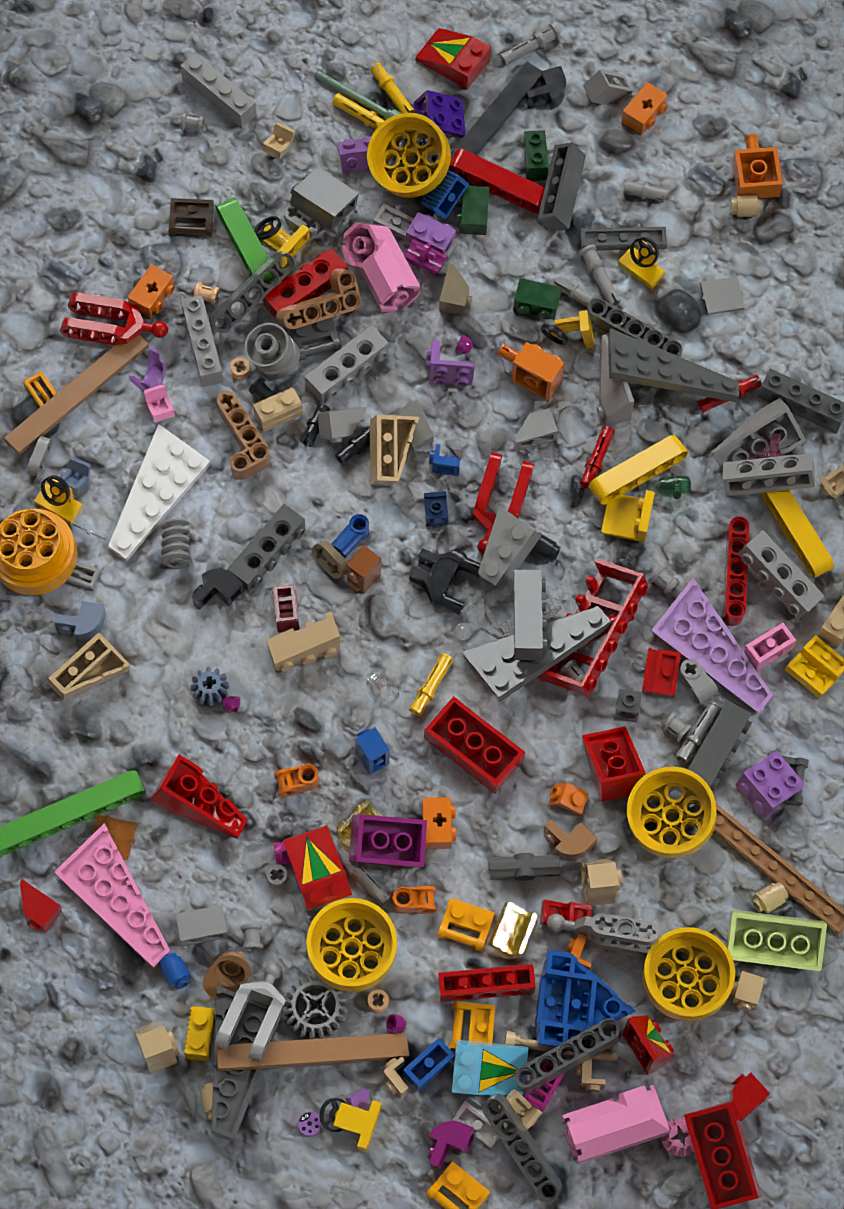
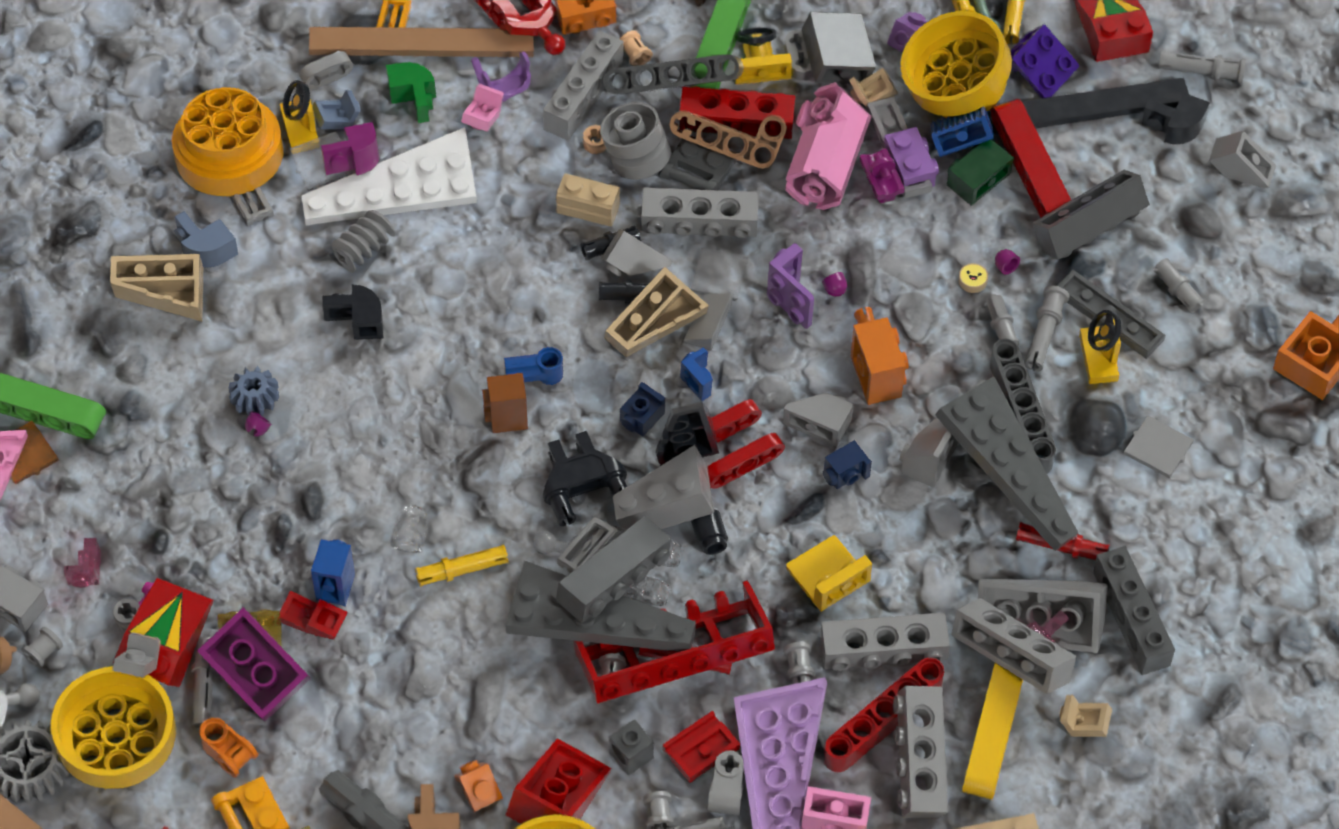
camera: 45 degrees right, 10 degrees down
(100, 421) = (412, 83): none -> green brick
(114, 492) = (356, 153): none -> magenta brick
(192, 796) = (129, 472): red wedge -> none
(225, 865) = (88, 567): none -> clear pink bracket
(241, 431) = (533, 192): medium nougat beam -> none
(261, 390) = (592, 168): black bush -> none
(283, 519) = (430, 305): dark grey brick -> none
(290, 620) = (395, 399): dark red slope -> none
(295, 780) = (236, 539): orange piece -> none
(304, 645) = (381, 426): tan wedge -> none
(328, 893) = (140, 656): none -> light grey bracket
(329, 559) = (489, 364): dark tan beam -> none
(367, 207) = (873, 88): none -> tan bracket
(380, 786) = (311, 617): none -> red slope
(385, 1001) = (98, 816): light nougat bush -> none
(439, 809) = (325, 695): orange brick -> none
(455, 293) = (875, 230): dark tan slope -> none
(474, 745) = (437, 652): red brick -> none
(488, 499) = (685, 428): none -> black wedge
(496, 633) = (600, 540): none -> light grey tile
(533, 274) = (973, 278): none -> tile
(535, 155) = (1097, 164): dark green brick -> none
(537, 299) = (955, 299): dark green brick -> none
(540, 253) = (1007, 261): none -> magenta hinge
(578, 447) = (846, 466): none -> dark blue brick
(580, 323) = (967, 350): yellow piece -> none
(594, 464) = (847, 496): red pin -> none
(638, 469) = (885, 535): yellow beam -> none
(644, 108) = (1261, 208): orange brick -> none
(675, 485) = (908, 581): clear green piece -> none
(716, 503) = (896, 630): none -> light grey brick
(745, 206) = (1272, 379): tan brick -> none

